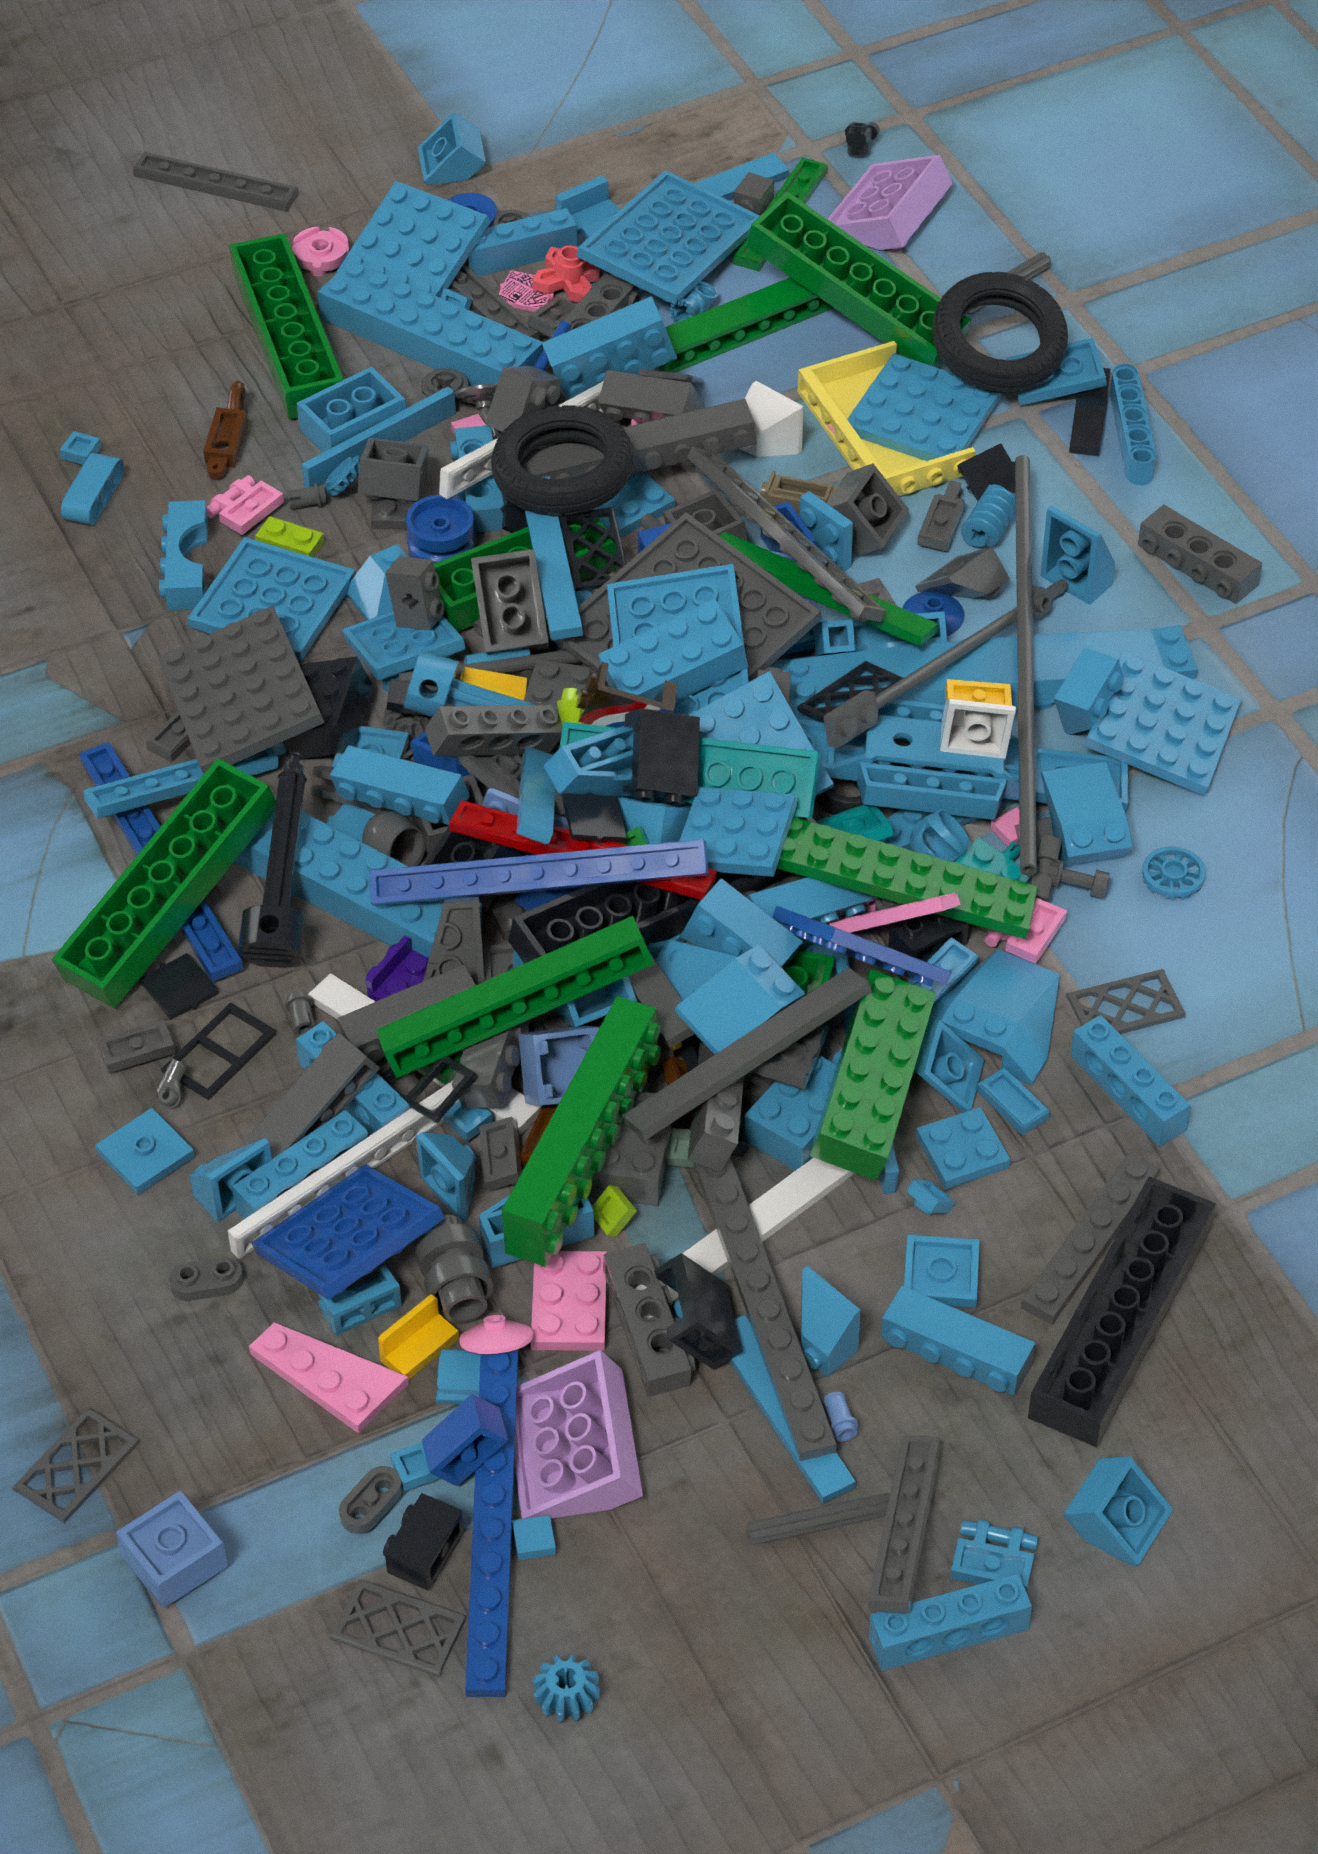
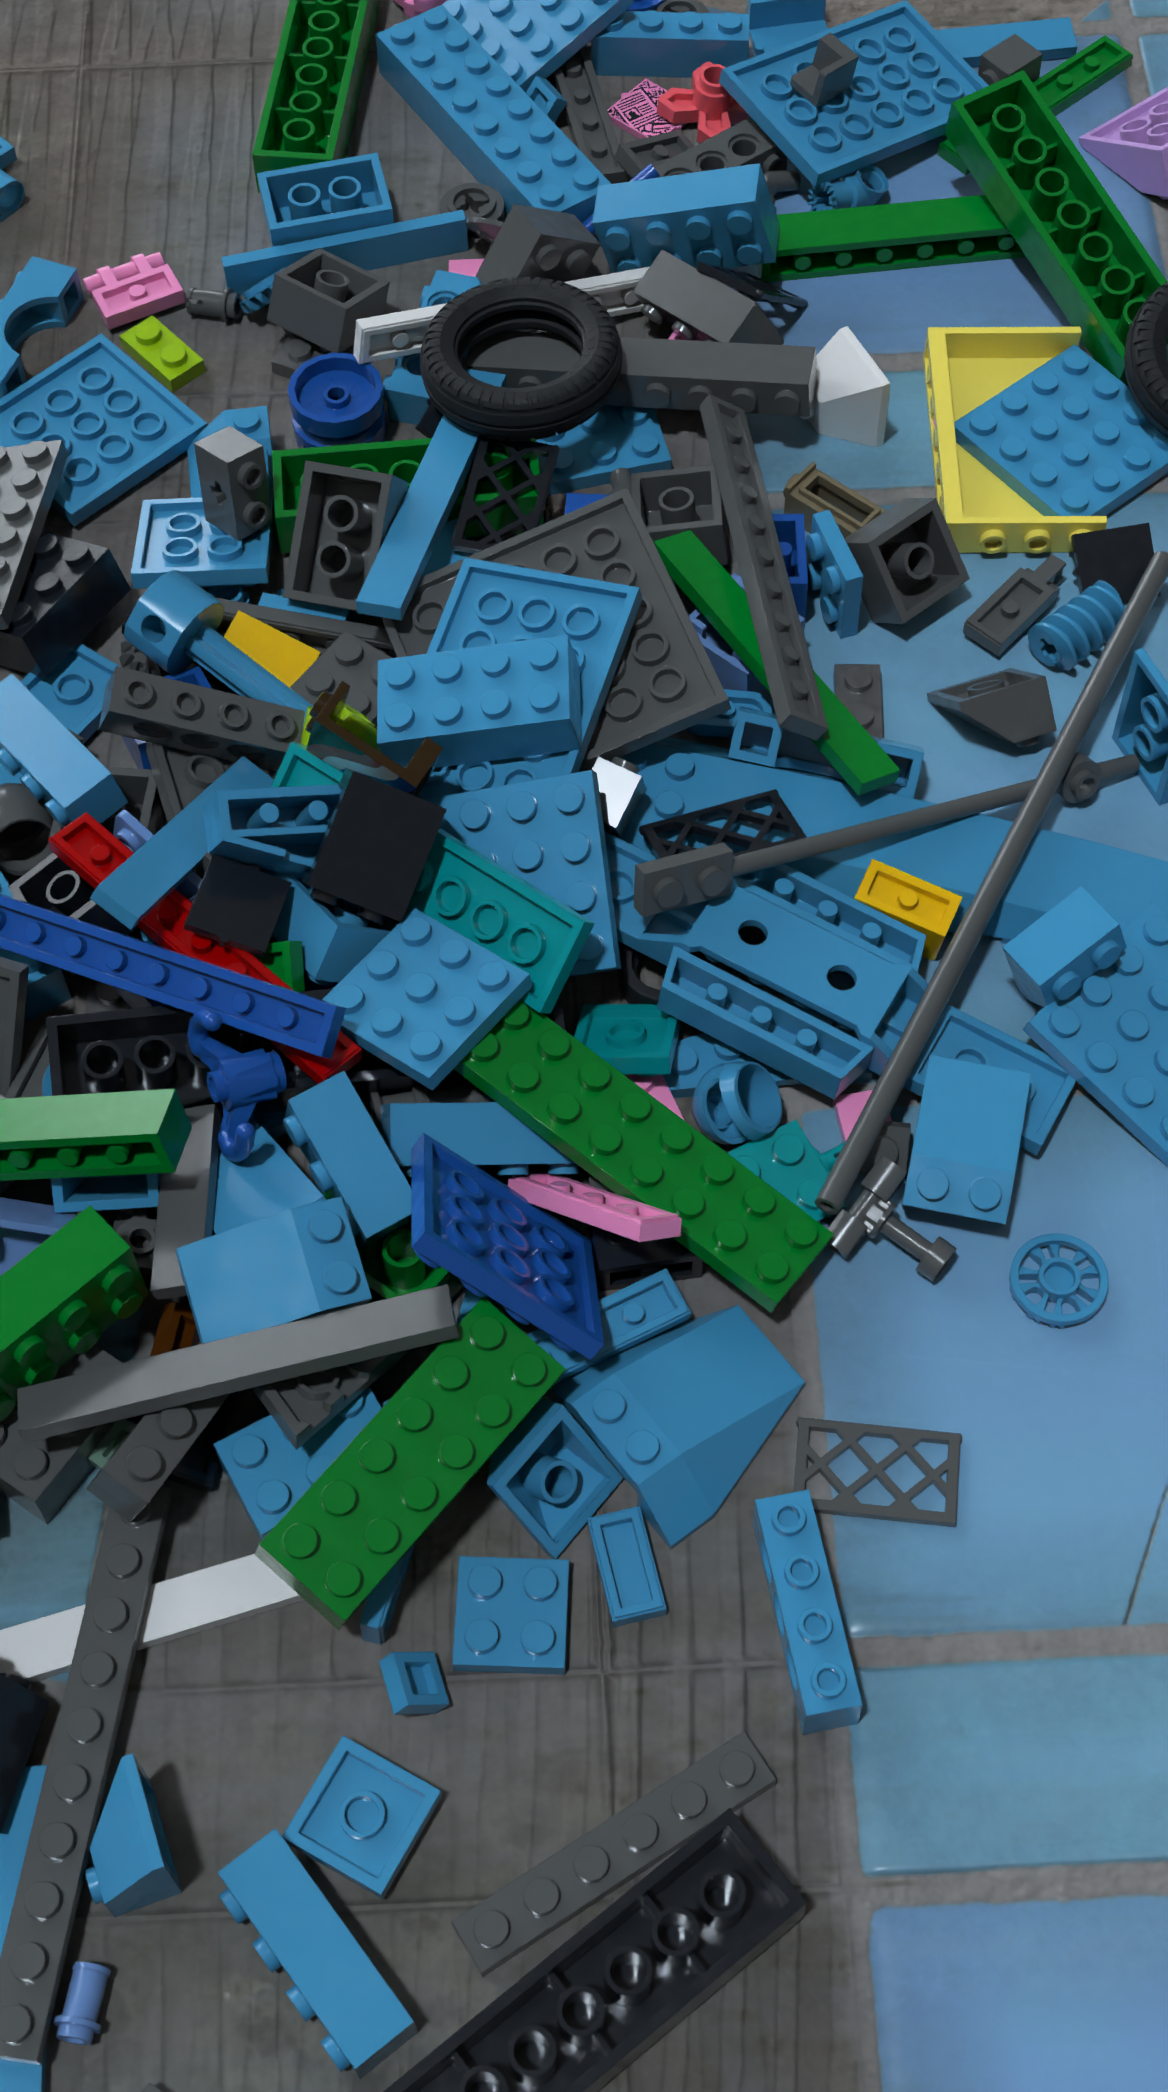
camera: 25 degrees right, 10 degrees up
(229, 428) = (174, 182): reddish brown piece -> none
(648, 229) = (829, 72): none -> dark grey panel
(650, 912) = (235, 1081): none -> blue piece
(937, 602) = (947, 752): blue dish -> none
(976, 728) = (853, 956): white slope -> none
(1044, 925) = (814, 1297): bright pink plate -> none

